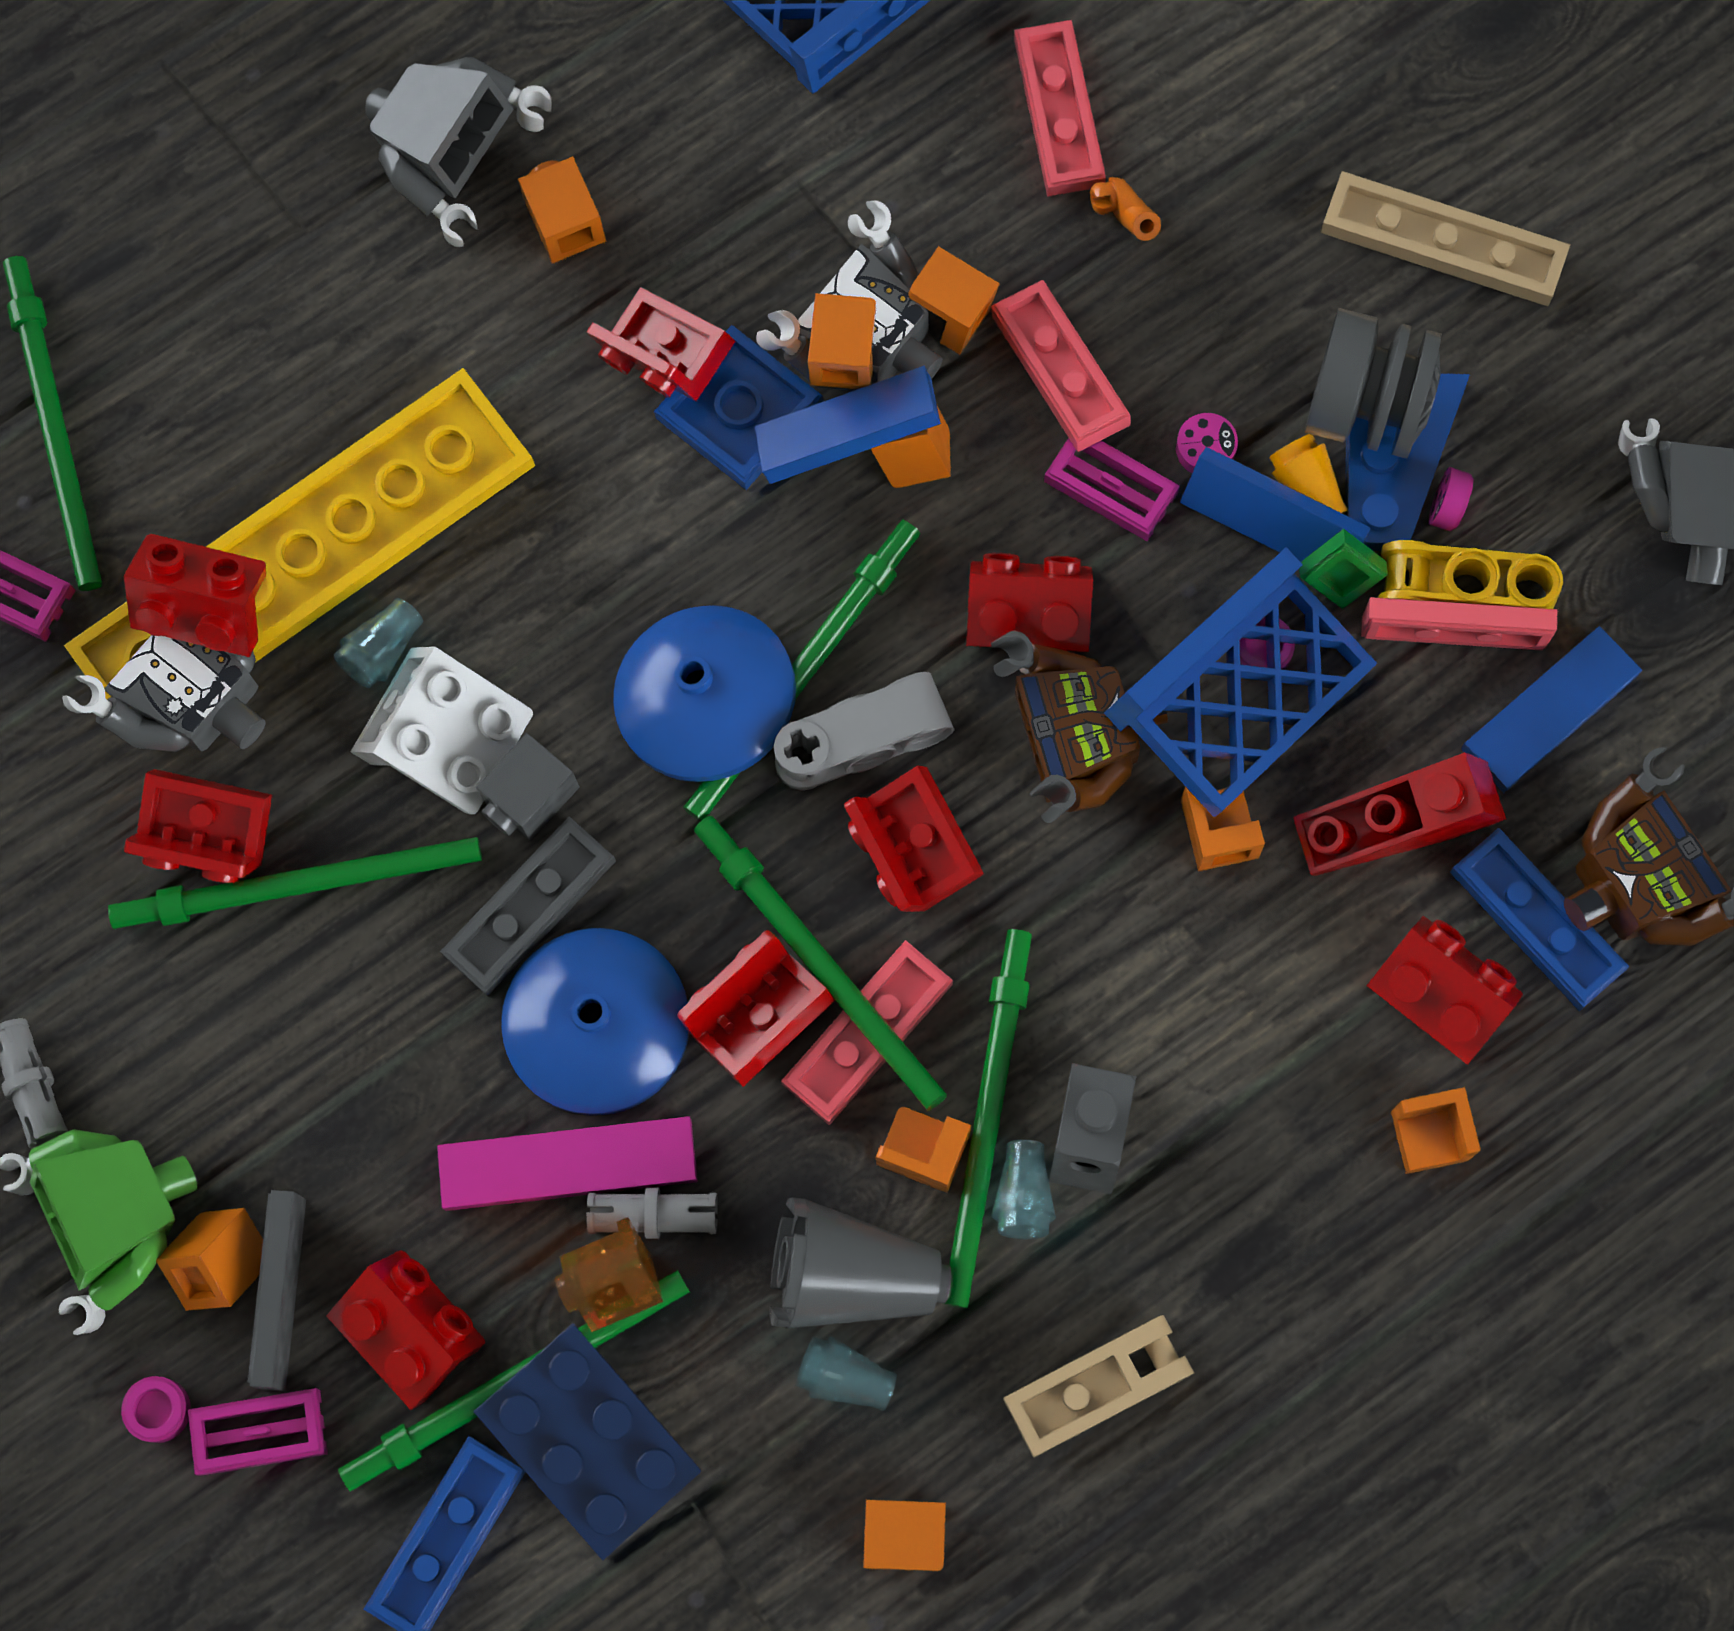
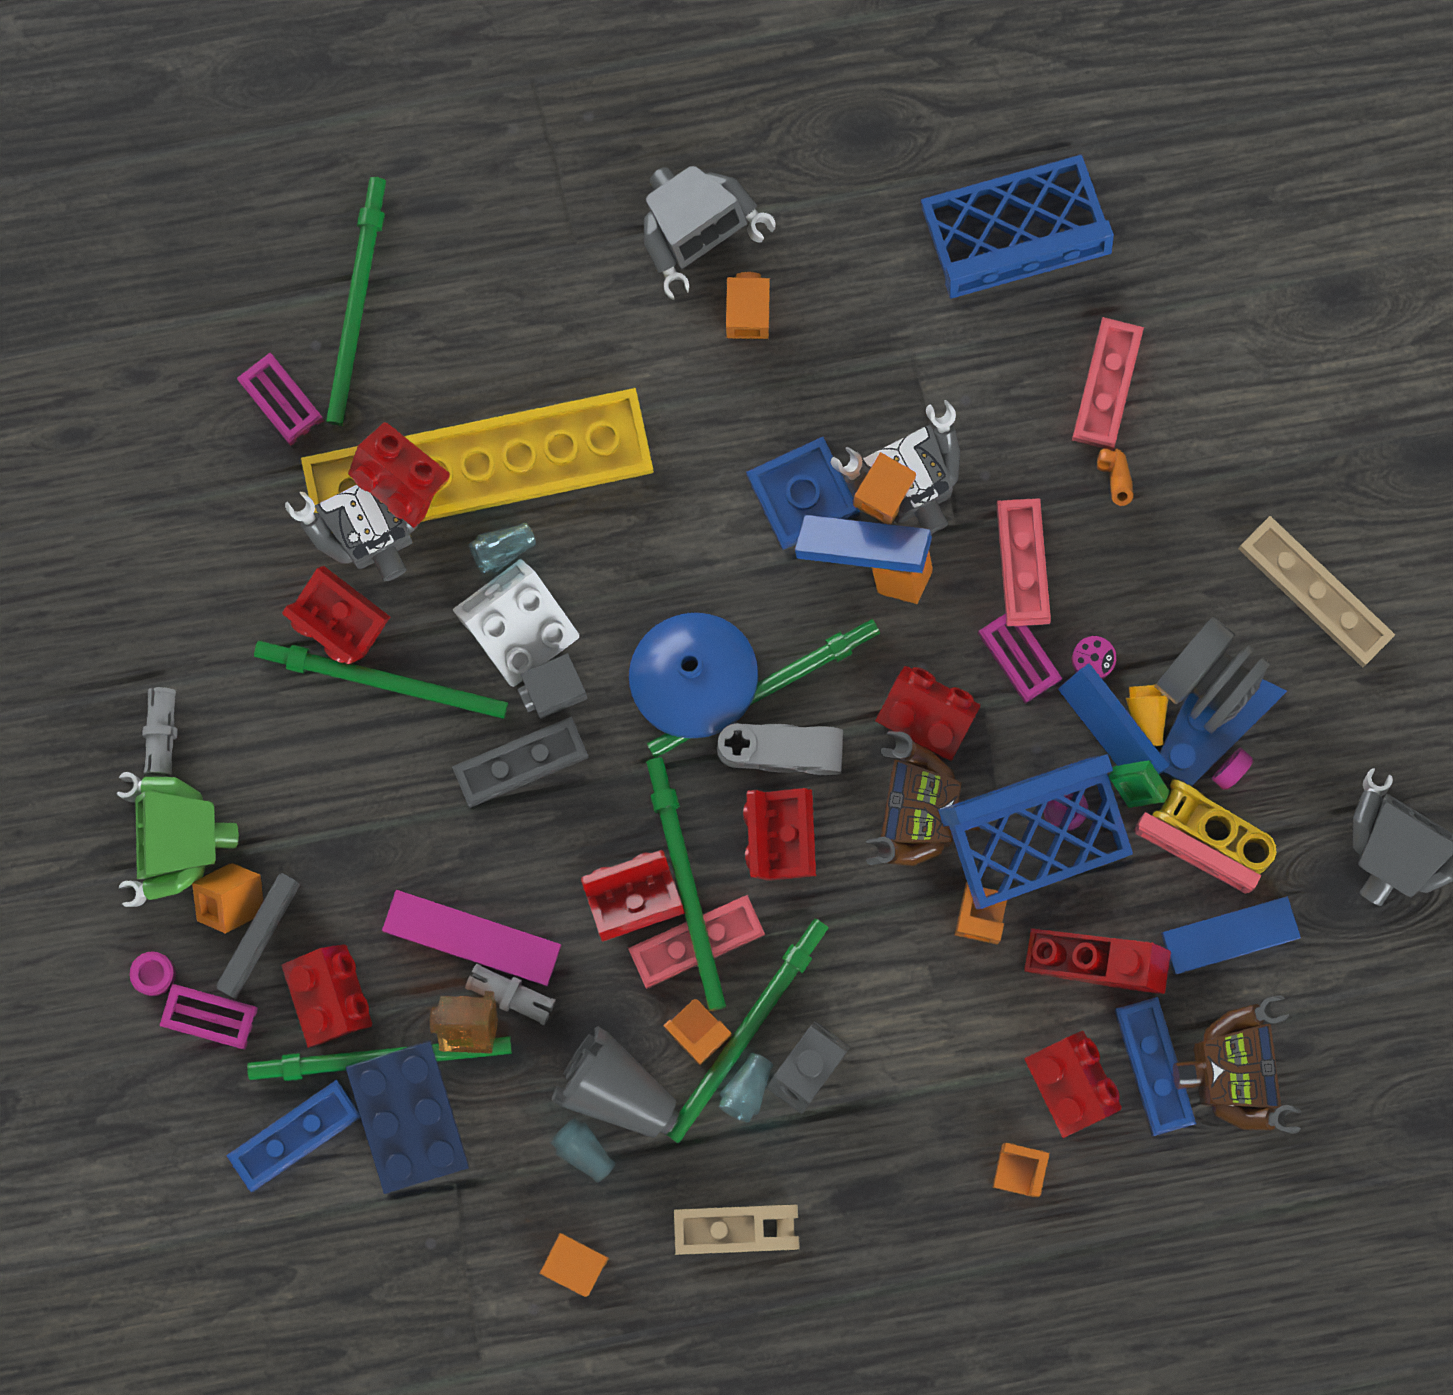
camera: 20 degrees right, 5 degrees up
(602, 1063) = (534, 886): blue dish -> none
(664, 344) = (772, 431): bracket -> none
(955, 294) = (974, 485): orange panel -> none

